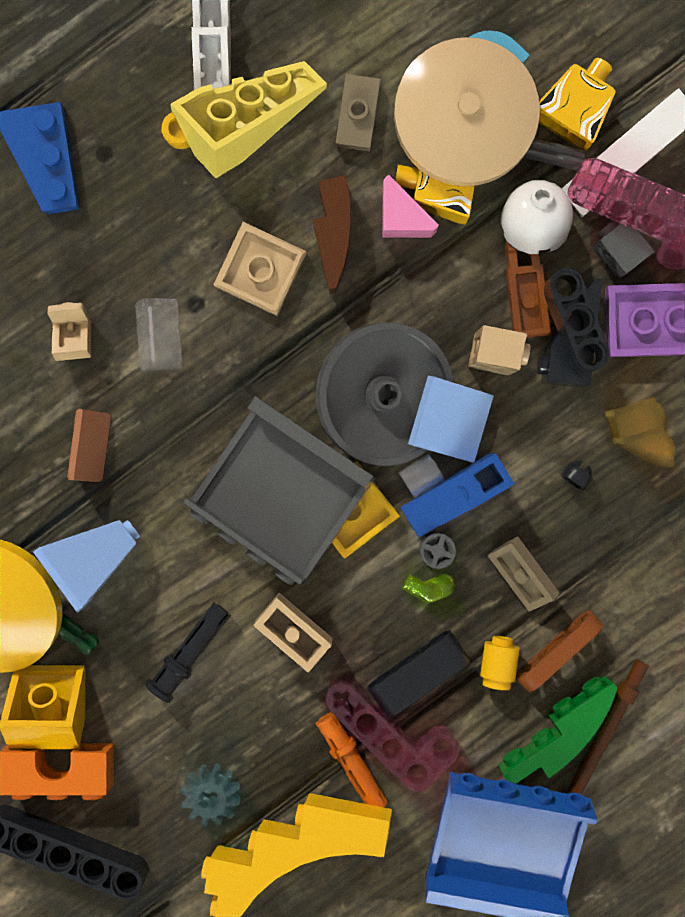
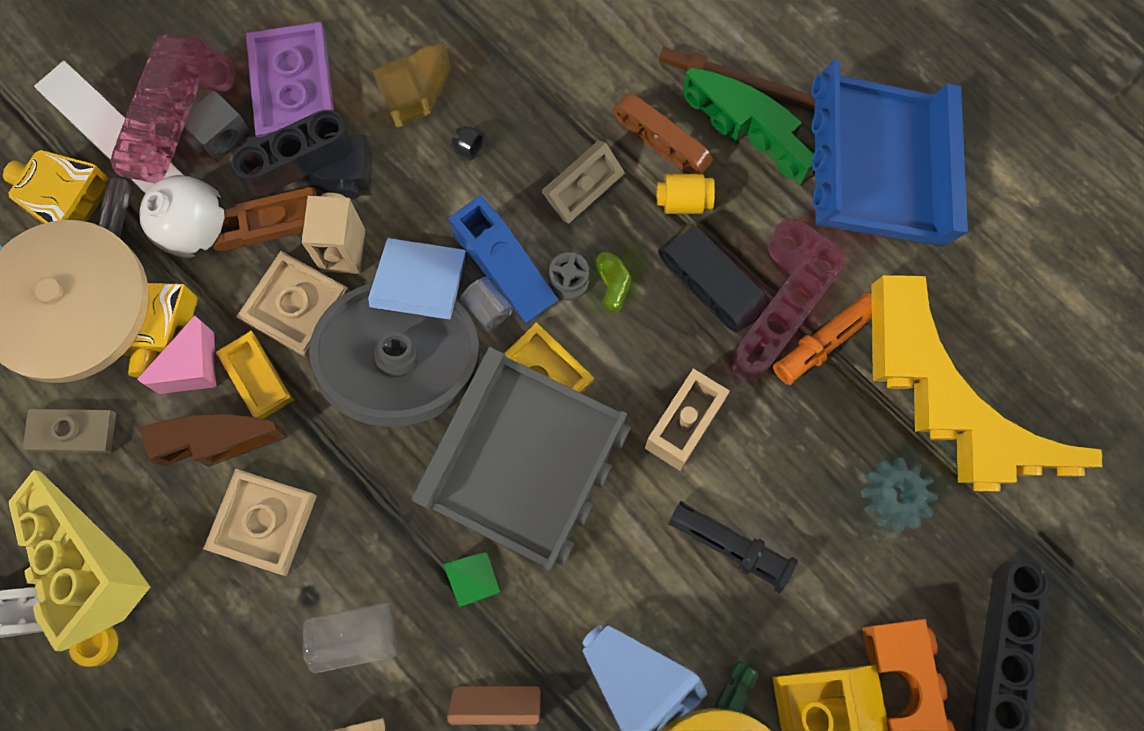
camera: 100 degrees left, 15 degrees down
(191, 437) = (472, 578): none -> green slope
(385, 270) = (254, 376): none -> yellow tile
(446, 307) = (290, 302): none -> tan tile

